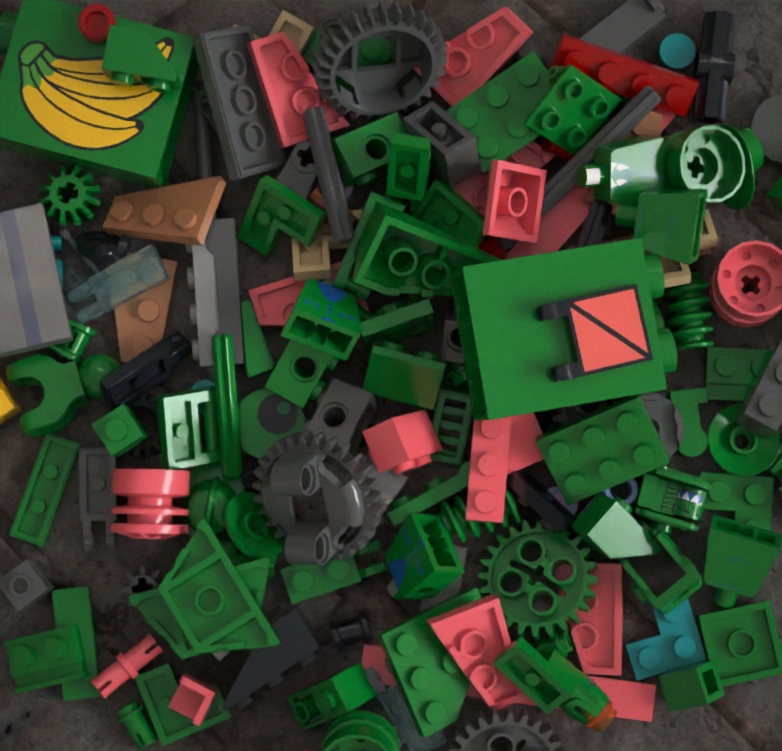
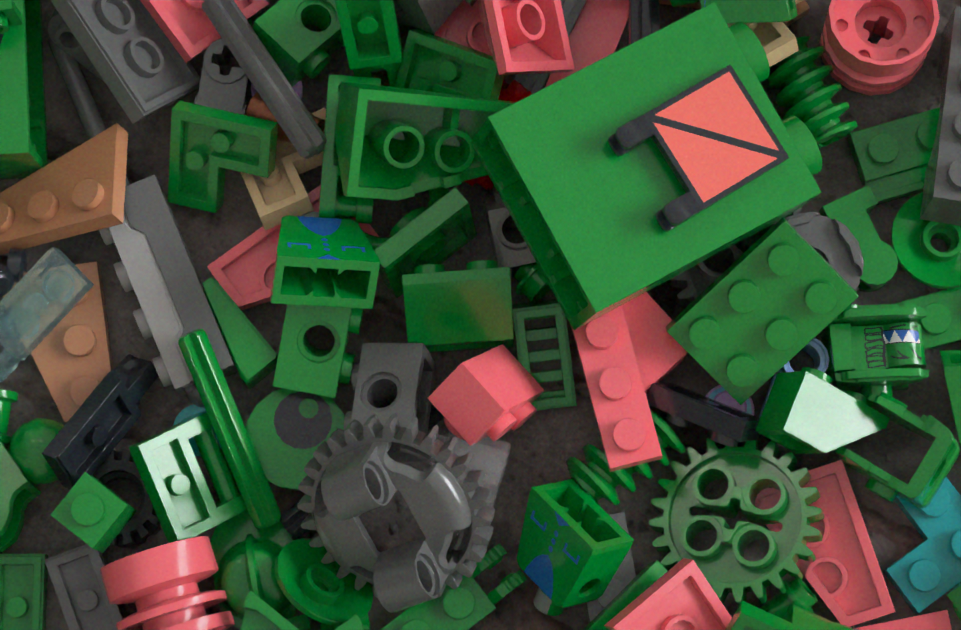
camera: 20 degrees left, 5 degrees down
(434, 493) = (553, 451): green plate -> none

